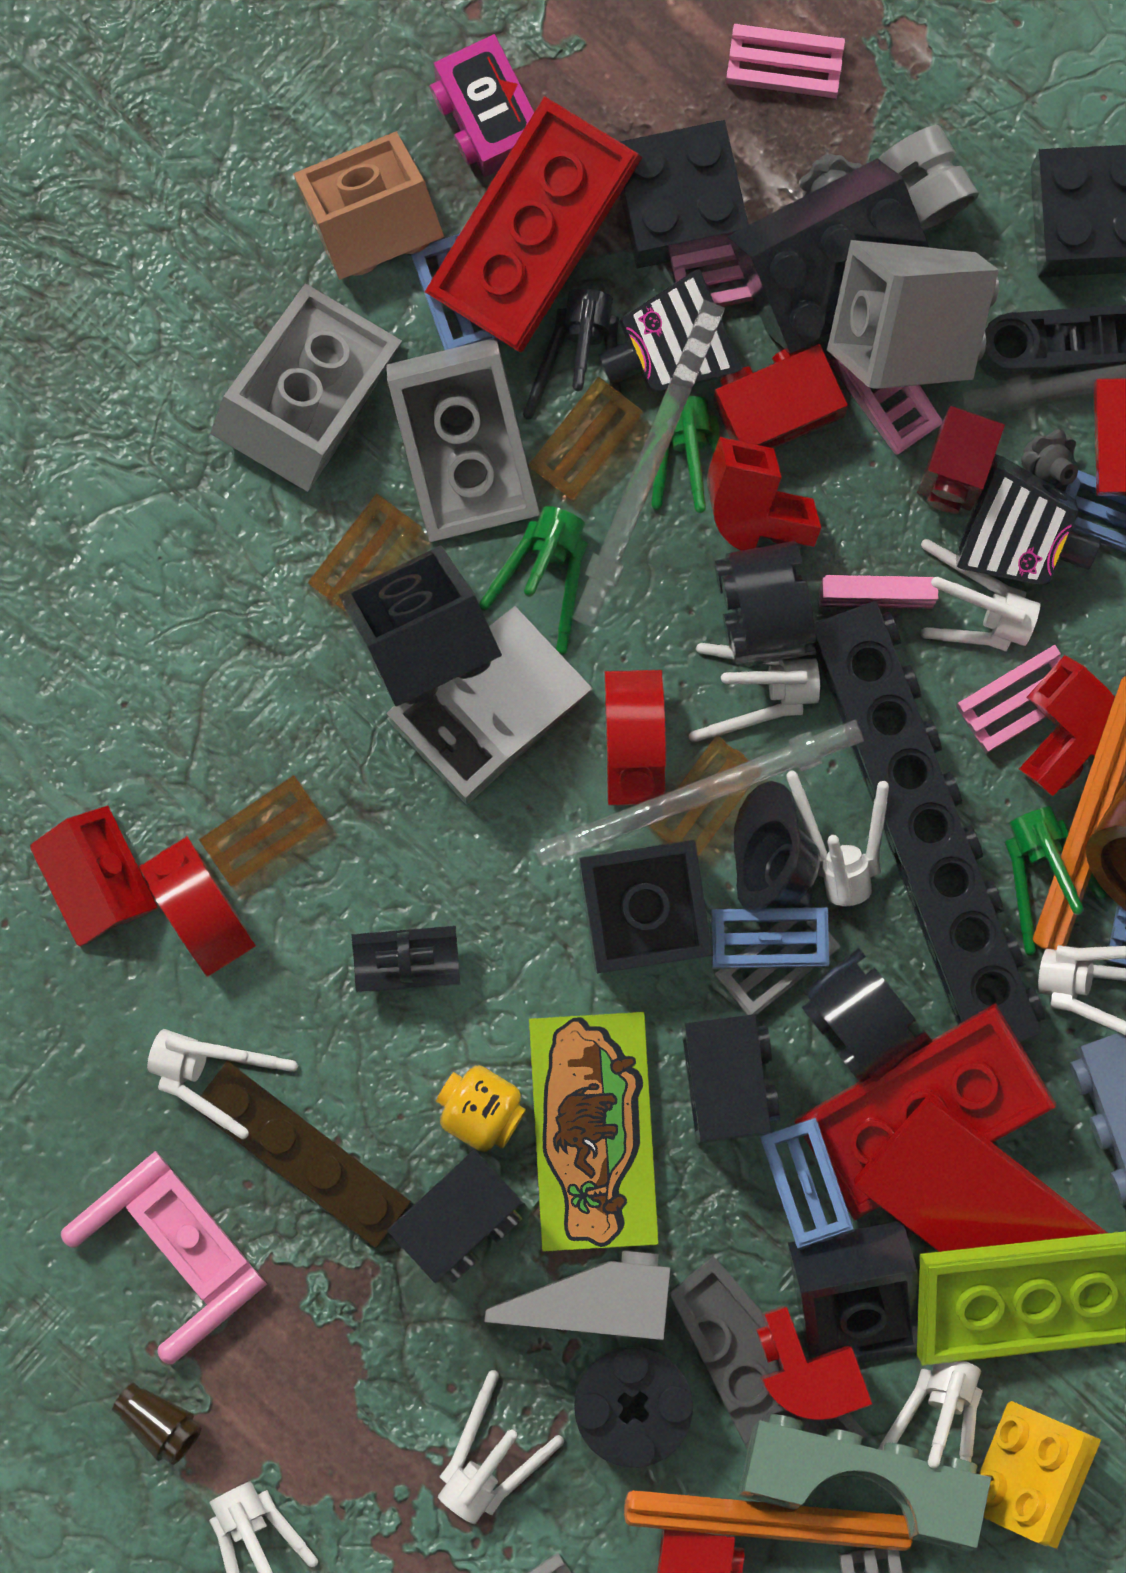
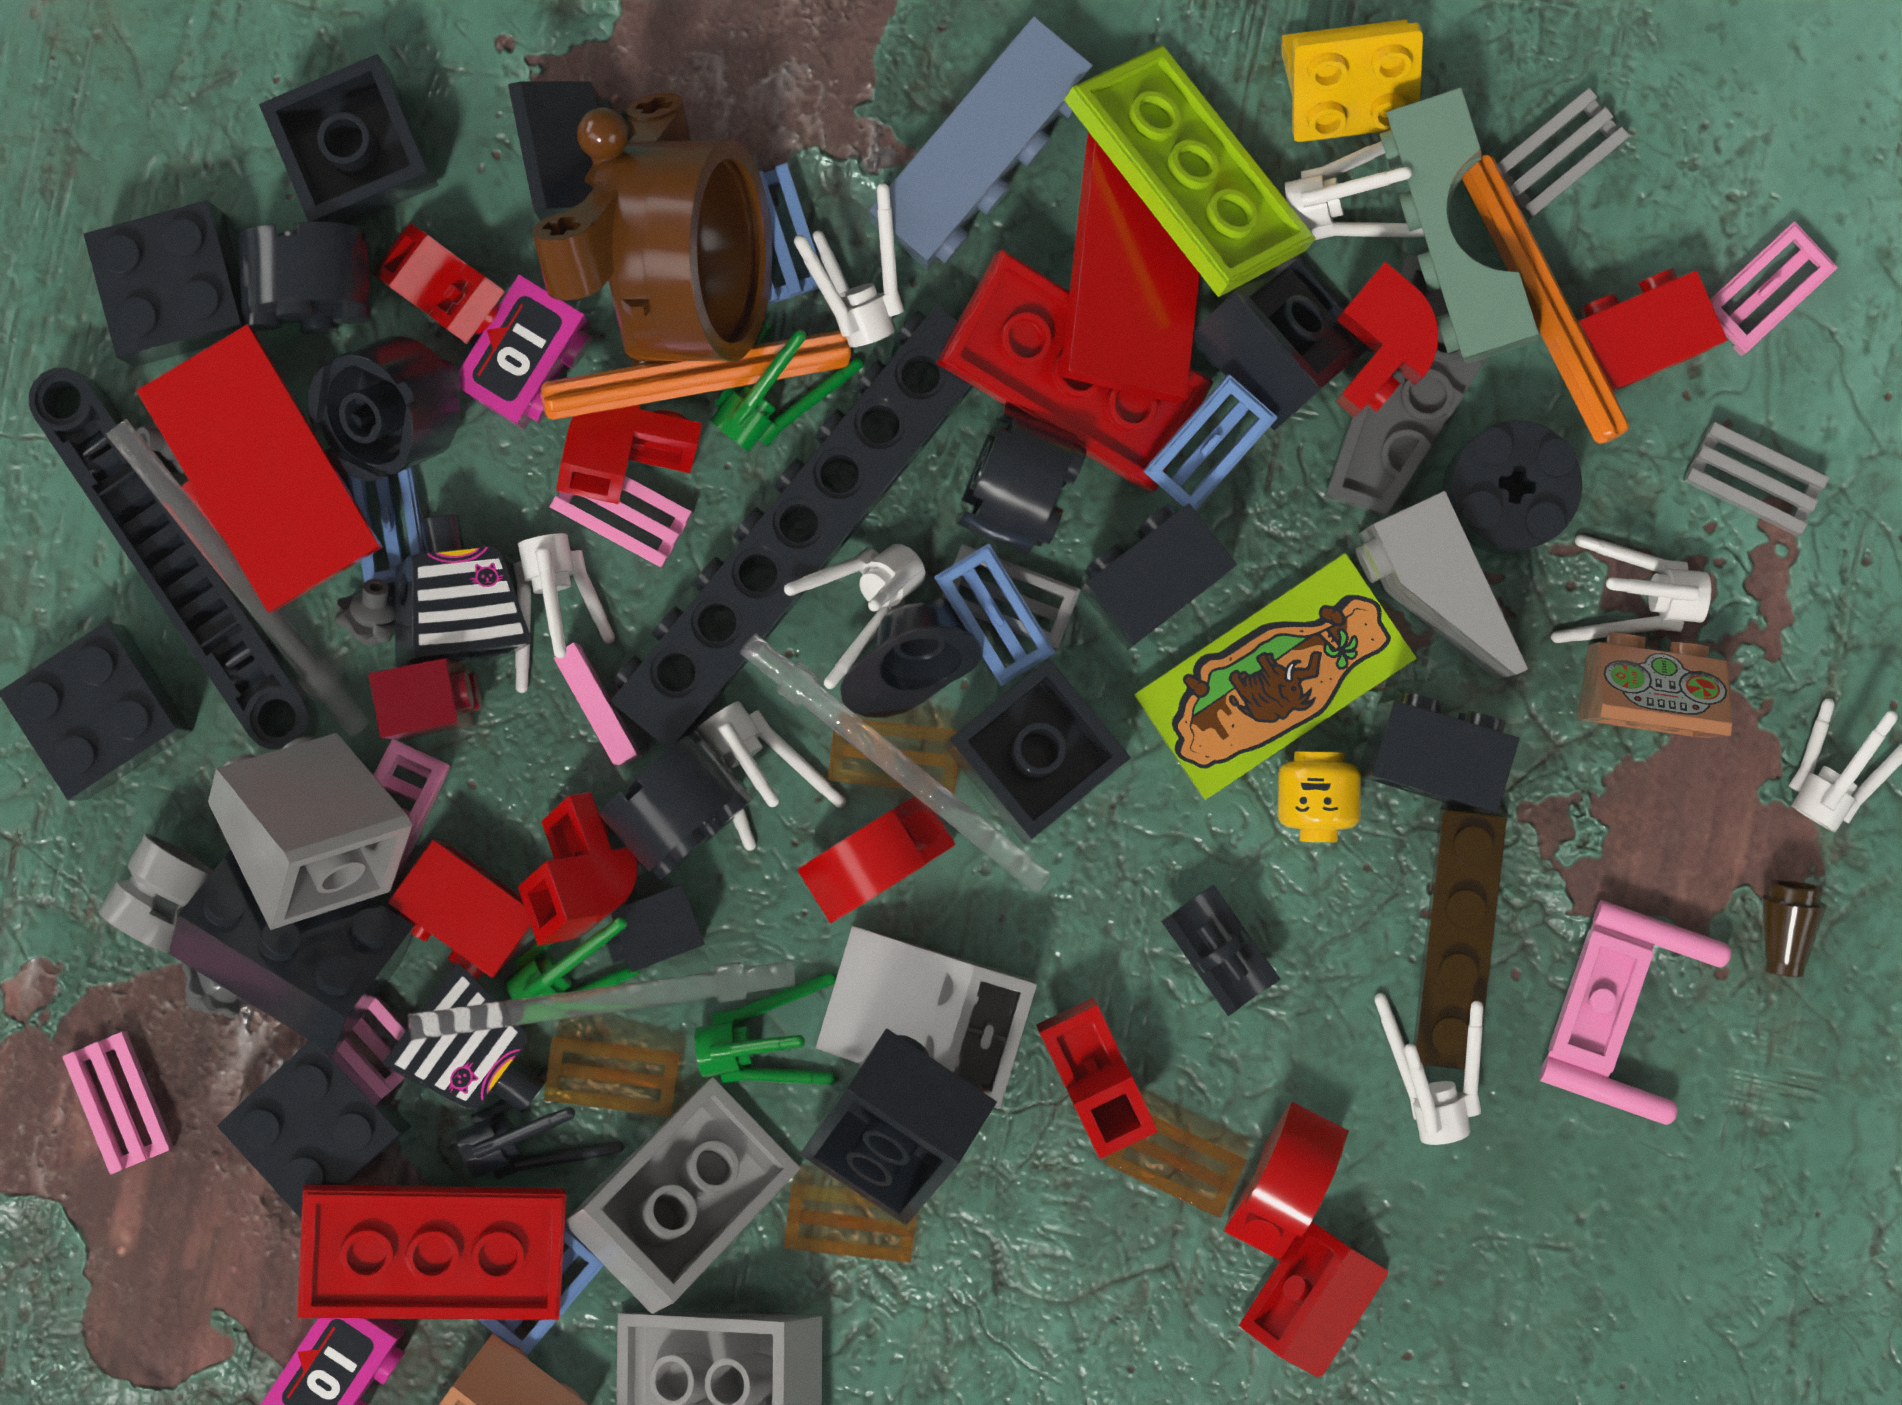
camera: 120 degrees left, 5 degrees up
(363, 805) = (1097, 1078): none -> red brick
(407, 1424) = (1656, 689): none -> nougat slope
(679, 533) = (654, 930): none -> black brick

